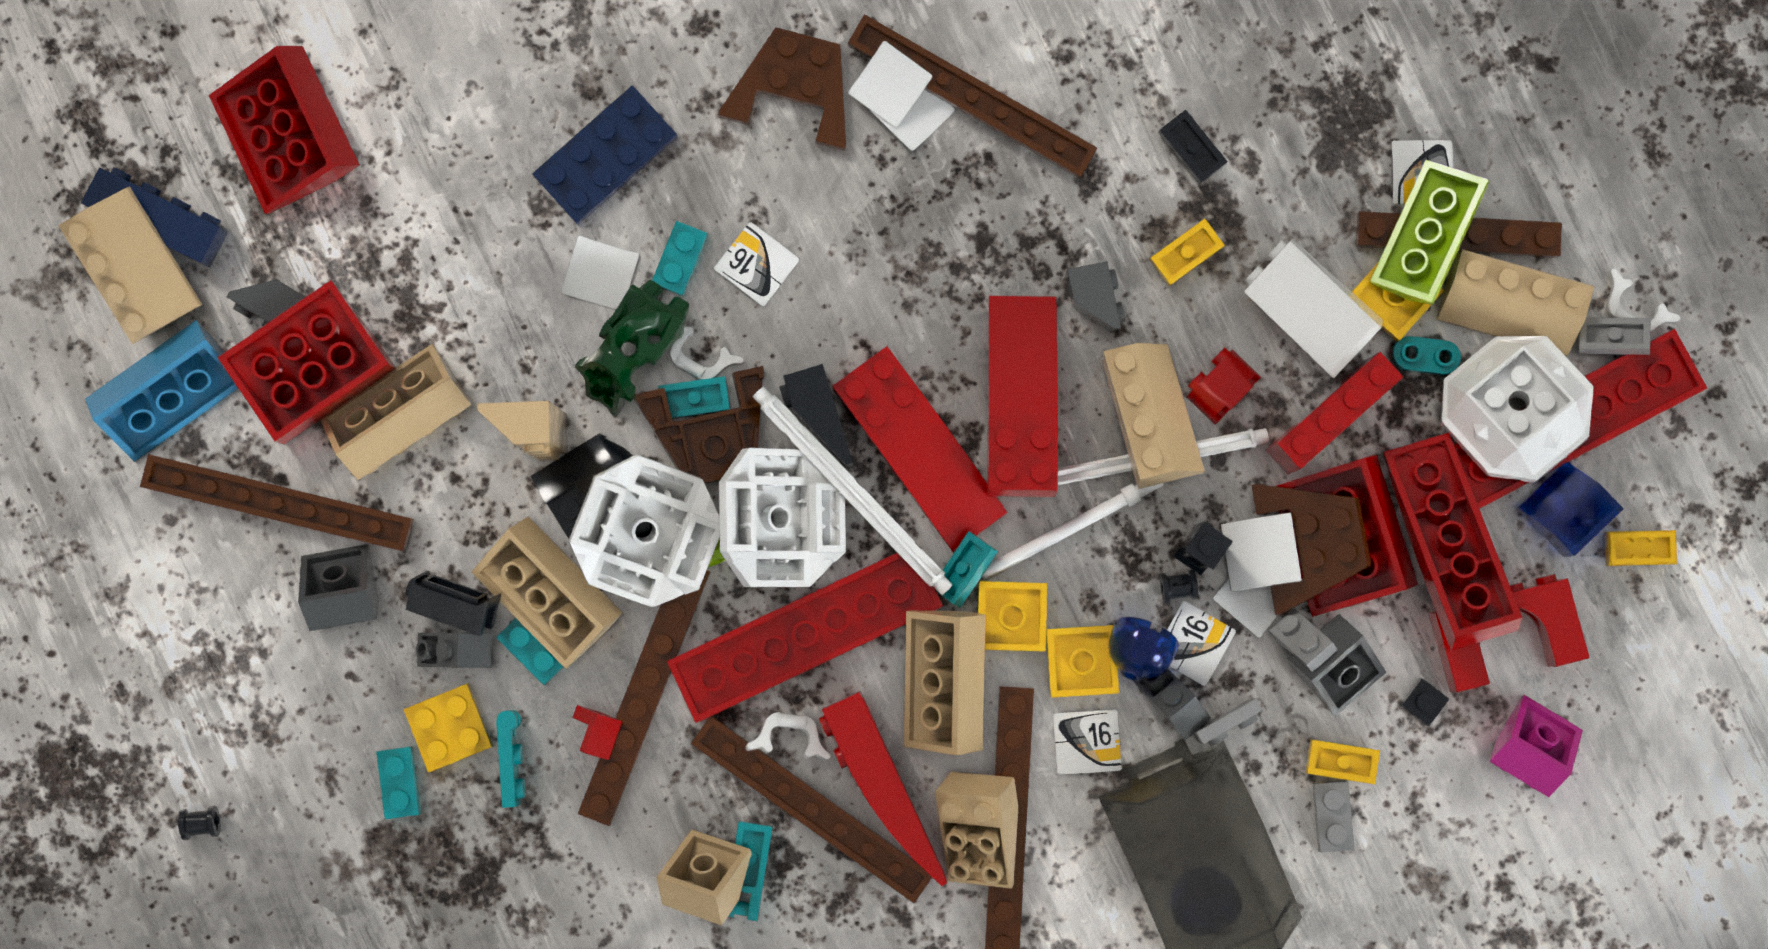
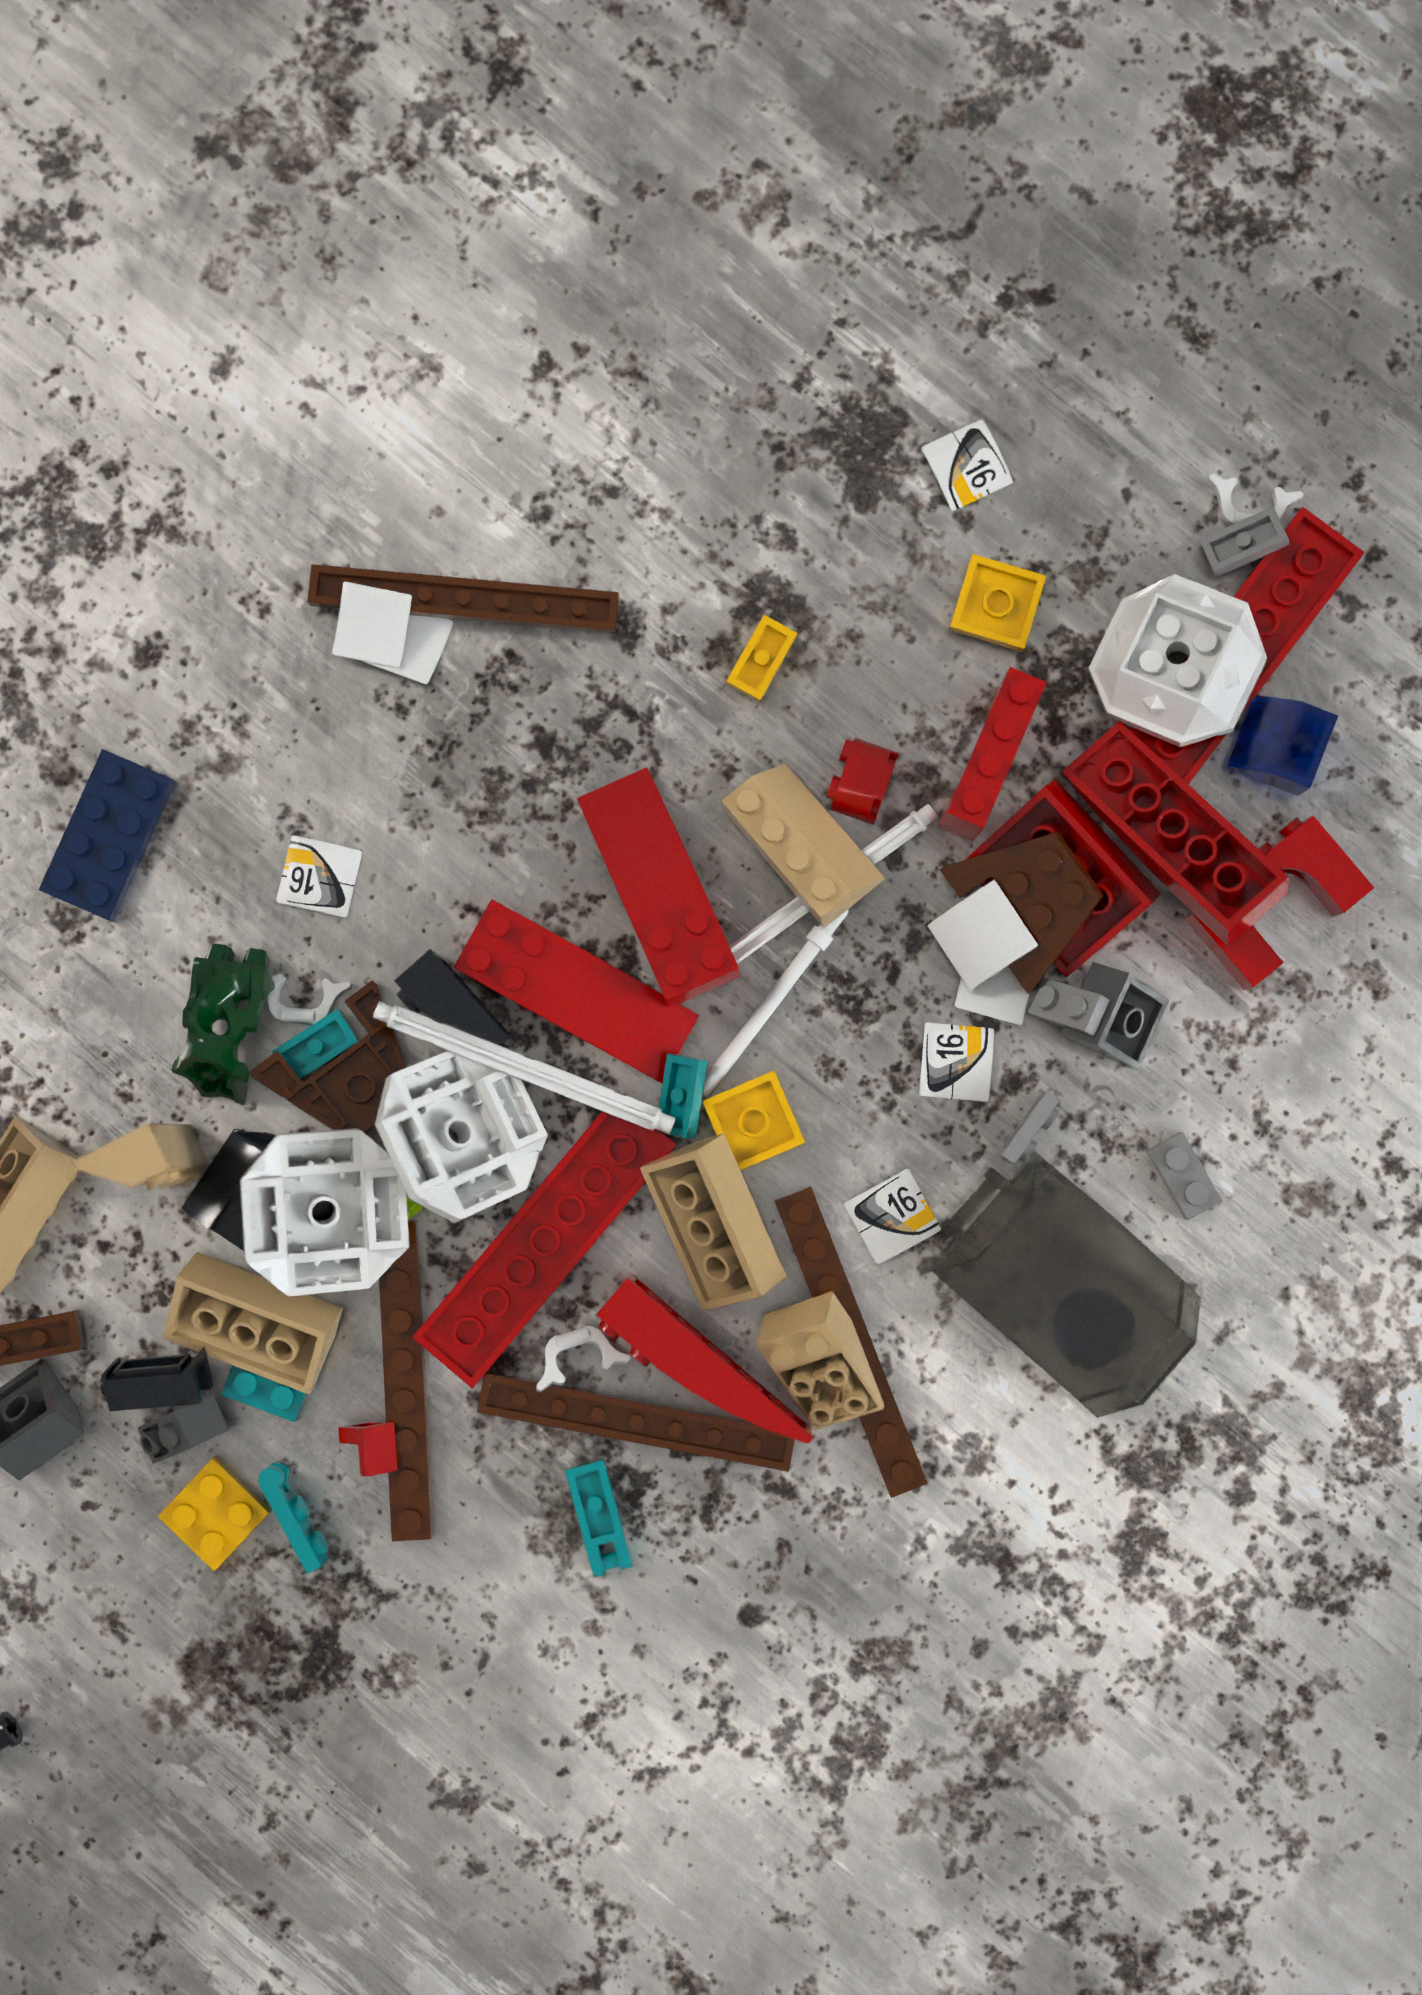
camera: 20 degrees left, 0 degrees up
(398, 782) = (188, 1596): teal plate -> none
(599, 273) = (157, 960): white sticker -> none
(680, 258) = (235, 907): teal plate -> none
(704, 877) = (555, 1547): tan slope -> none
(798, 71) = (271, 655): reddish brown wing -> none
(1080, 662) = (848, 1135): yellow plate -> none
(1093, 295) = (684, 747): dark grey slope -> none
(1141, 650) = (903, 1095): clear blue cylinder -> none
(1174, 703) = (960, 1131): dark grey slope -> none
(1179, 586) = (913, 1010): black bush -> none
(1192, 146) = (717, 546): black plate -> none
(1202, 548) = (919, 958): black window -> none
(1312, 306) = (918, 654): white slope -> none
(1342, 761) = (1167, 1114): yellow plate -> none
(1424, 701) = (1223, 1012): black plate -> none
(1427, 355) = (1060, 653): teal plate -> none
(1429, 232) = (1003, 522): lime slope -> none
(1482, 236) = (1034, 512): reddish brown plate -> none
(1513, 300) = (1122, 553): tan slope -> none
(1537, 746) = (1362, 1005): dark pink slope -> none
(1640, 548) = (1372, 749): yellow plate -> none

